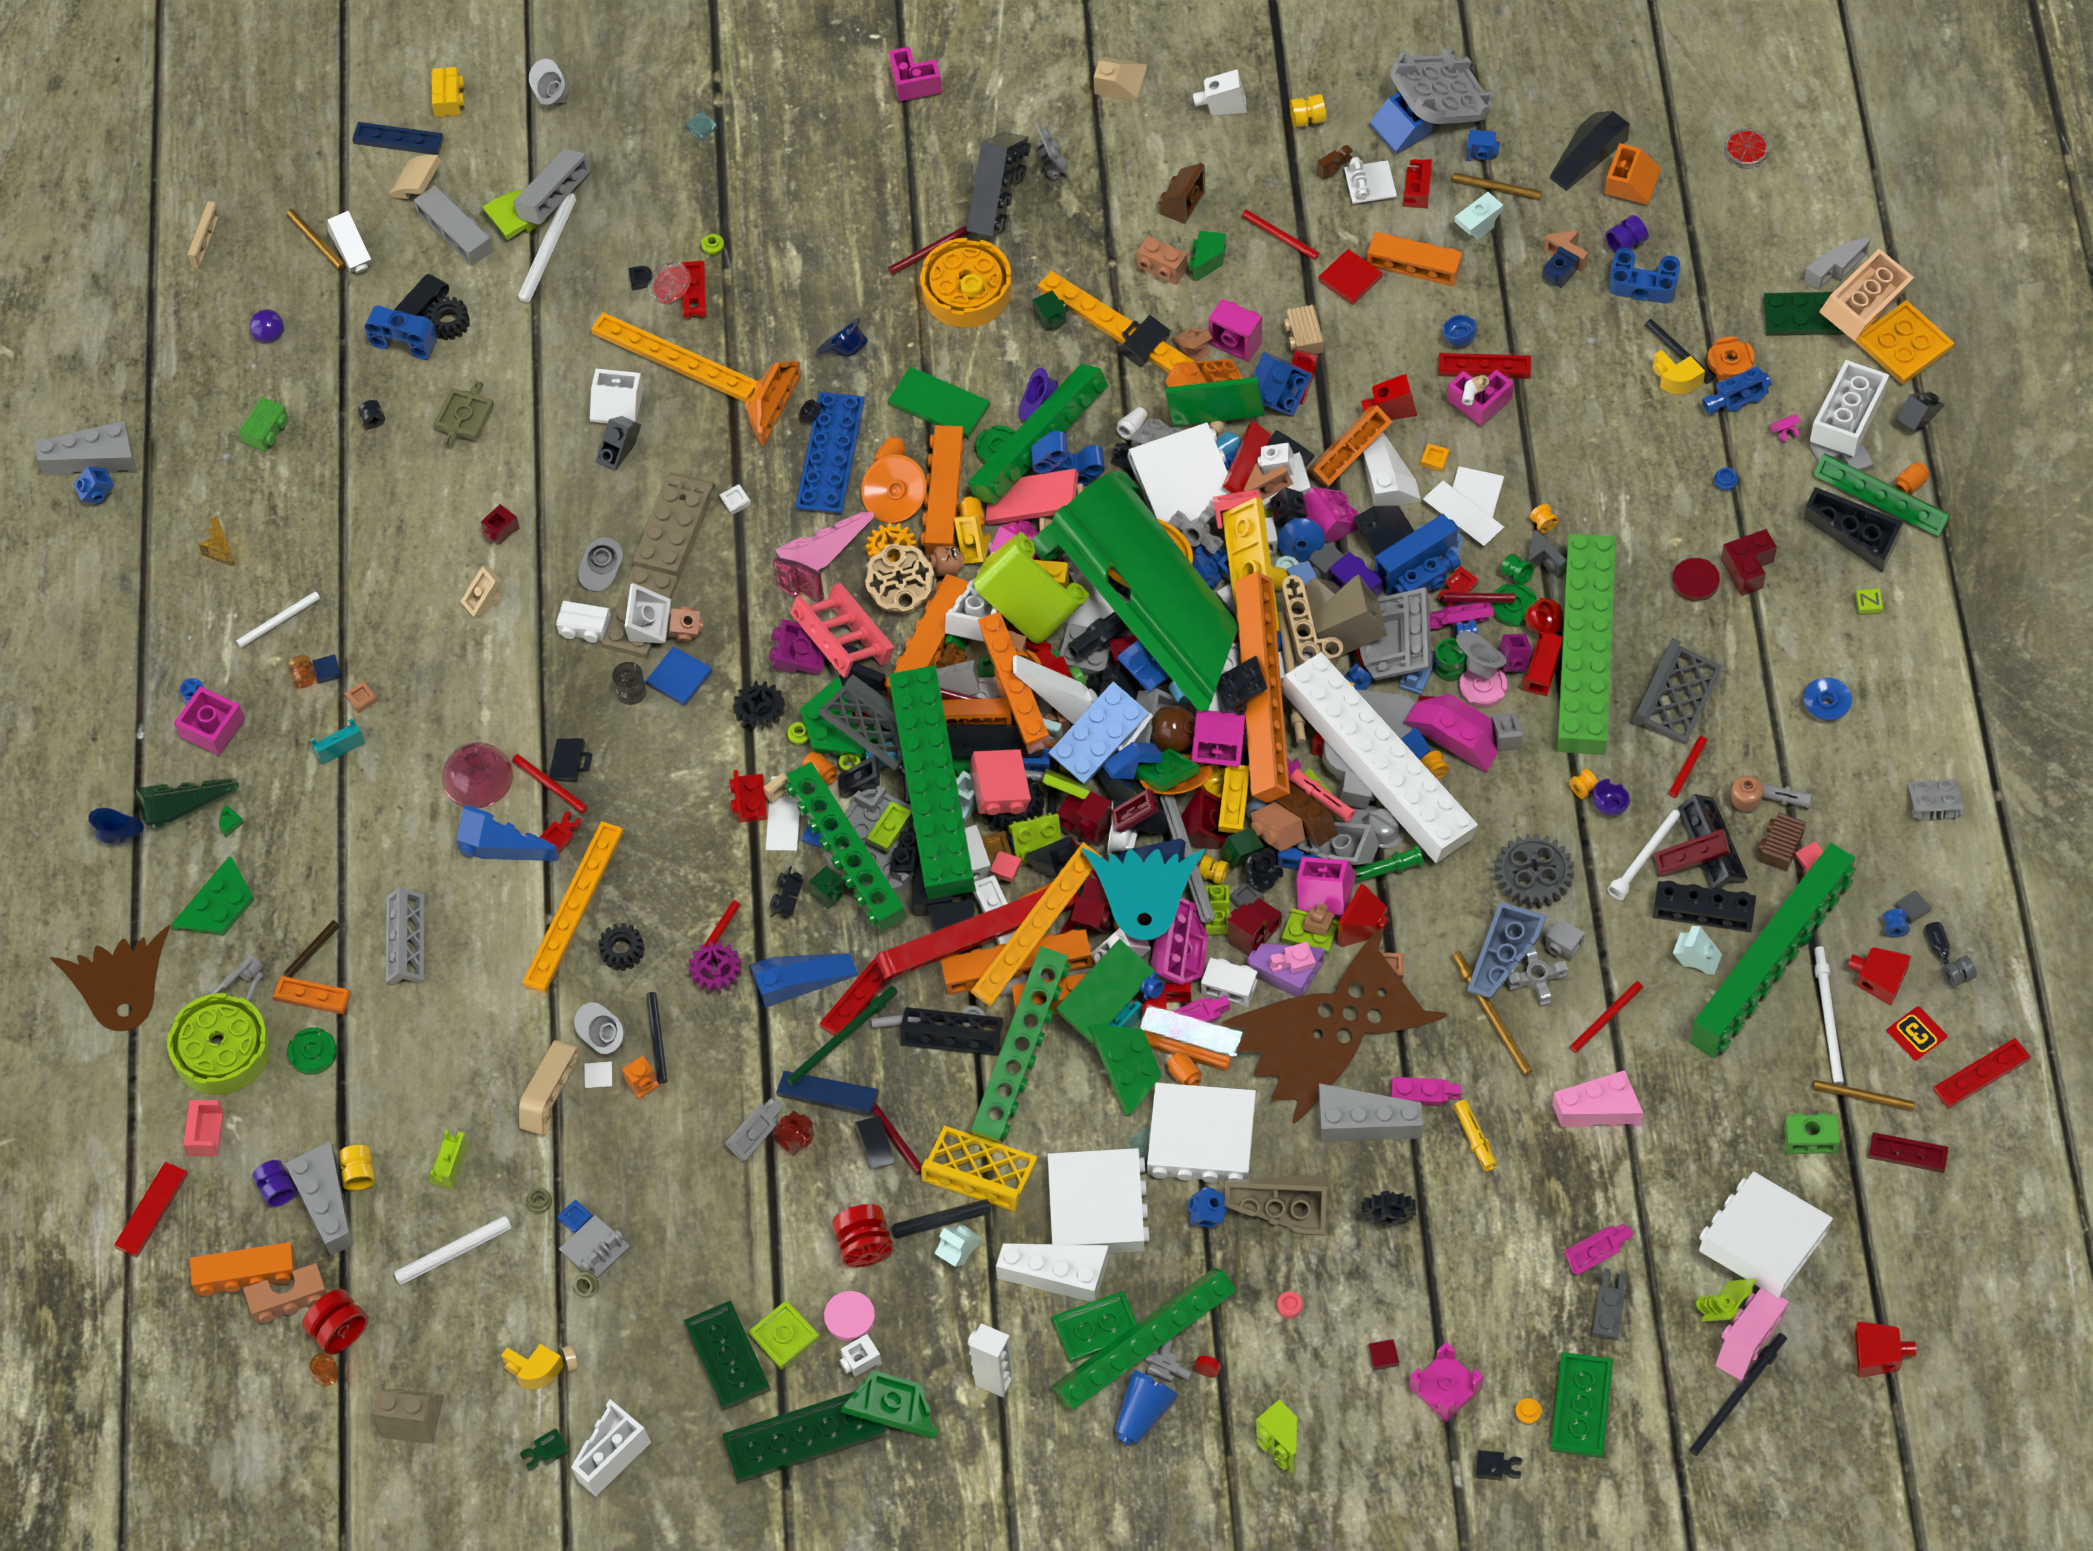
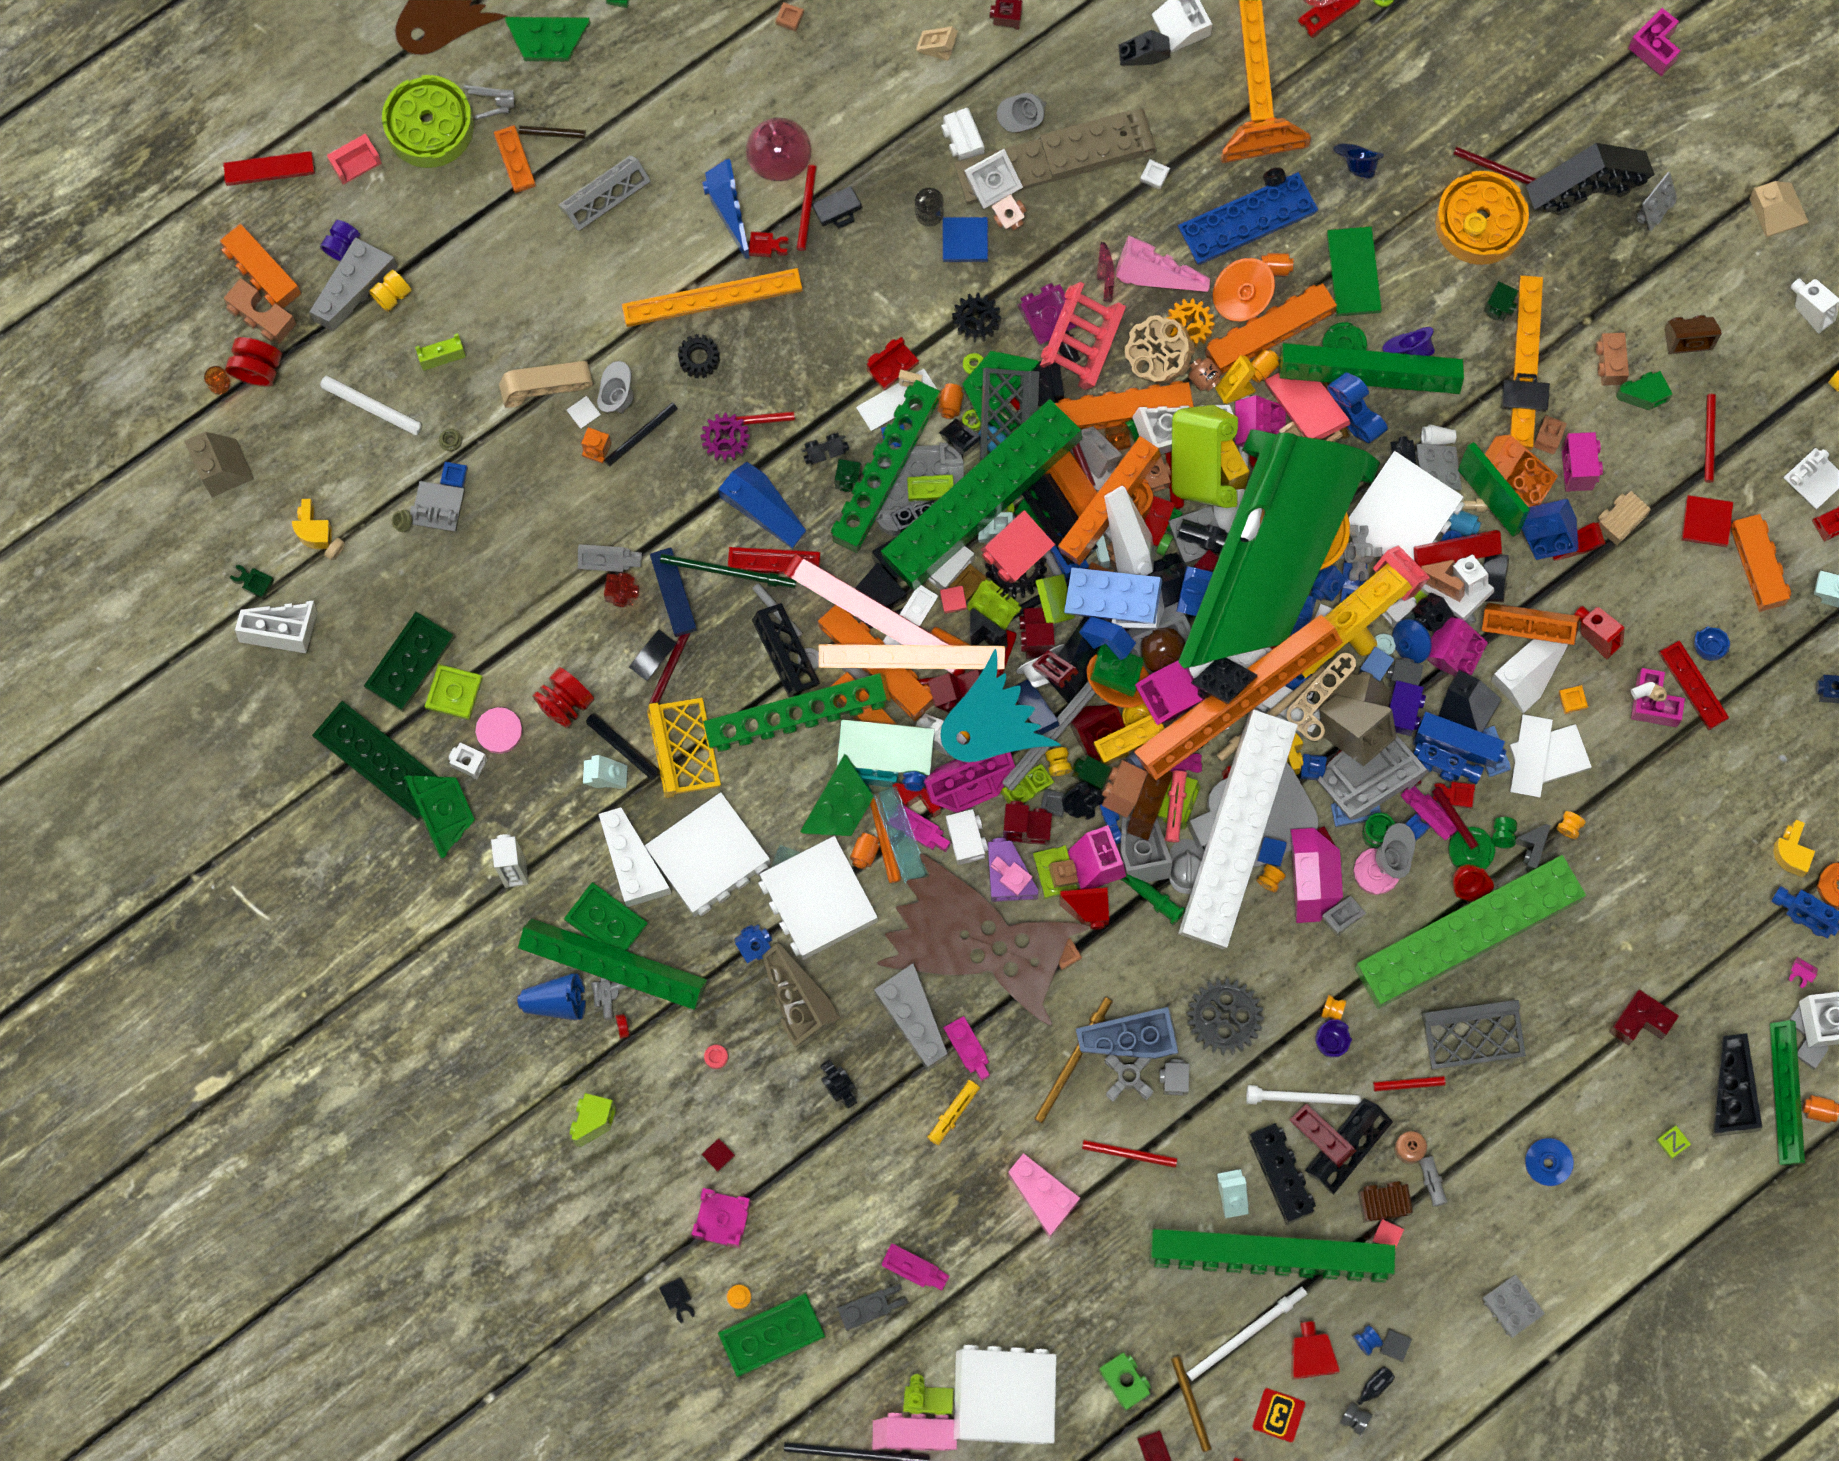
camera: 55 degrees right, 15 degrees up
(312, 1051) = (468, 191): green tile -> none
(338, 743) = (737, 27): teal hinge -> none
(1331, 163) = (1810, 436): reddish brown plate -> none
(1516, 651) = (1419, 879): magenta brick -> none
(1543, 664) = (1427, 908): red window -> none
(1674, 346) = (1821, 837): black bar -> none
(1696, 579) = (1597, 985): dark red tile -> none
(1726, 479) = (1715, 952): blue plate -> none

